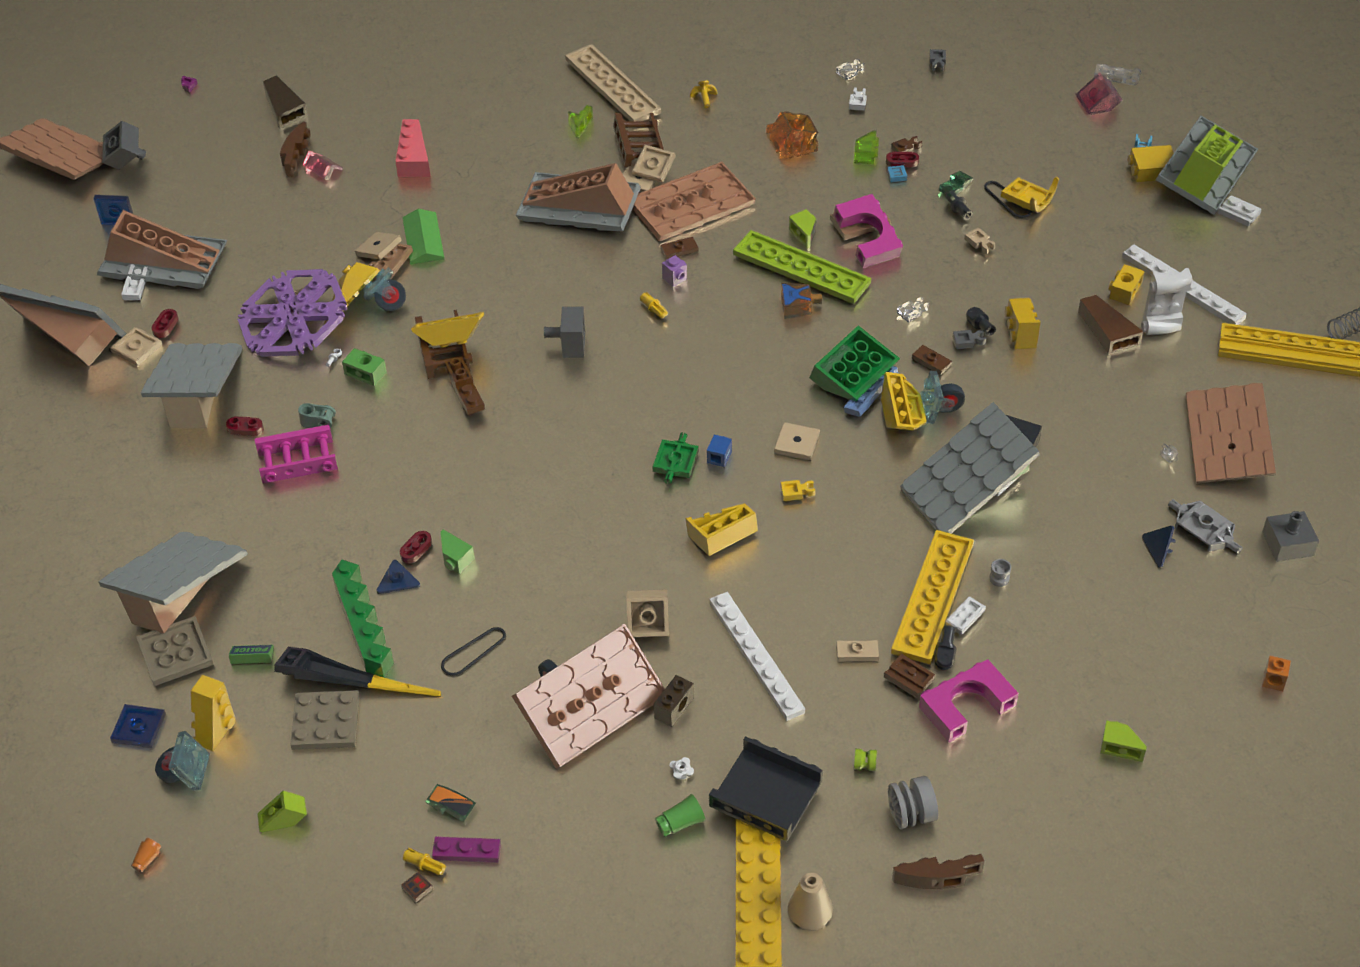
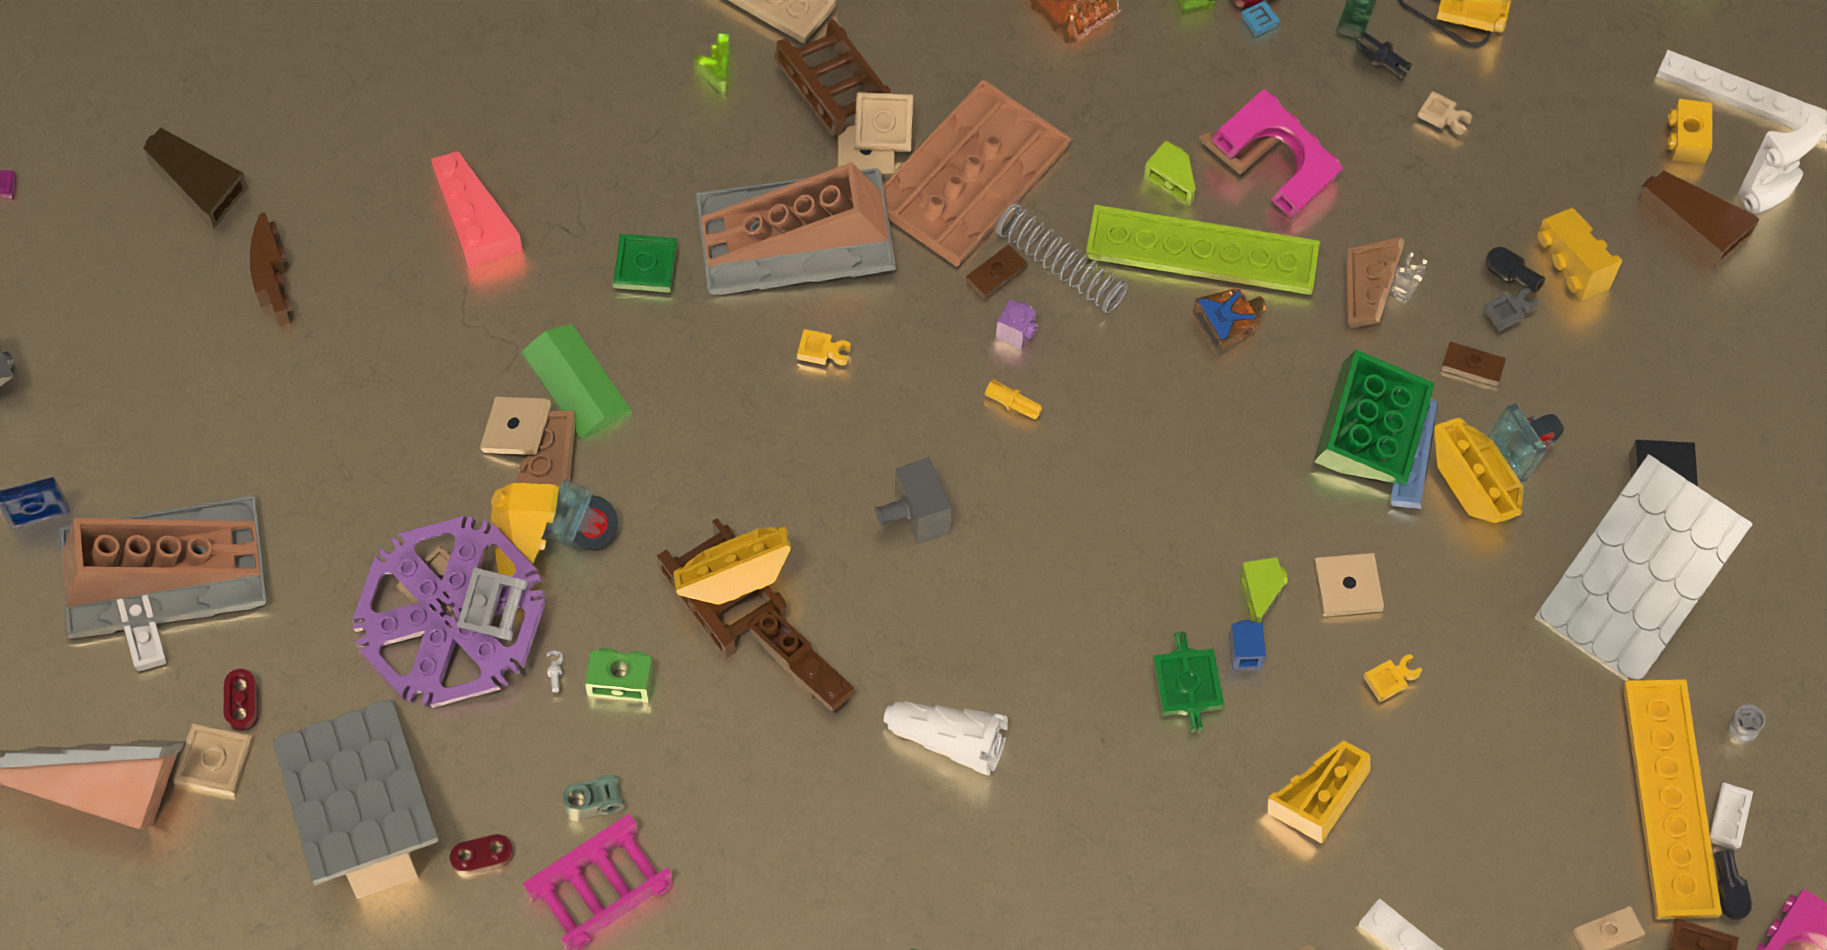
camera: 25 degrees left, 15 degrees up
(308, 306) = (482, 602): none -> light grey plate
(320, 164) = (331, 287): clear pink panel -> none
(490, 195) = (645, 263): none -> green plate
(532, 443) = (963, 735): none -> white cone
(561, 254) = (818, 347): none -> yellow plate
(708, 250) = (1009, 227): none -> light grey piece
(744, 426) = (1262, 586): none -> lime slope
(890, 302) = (1370, 279): none -> medium nougat wing

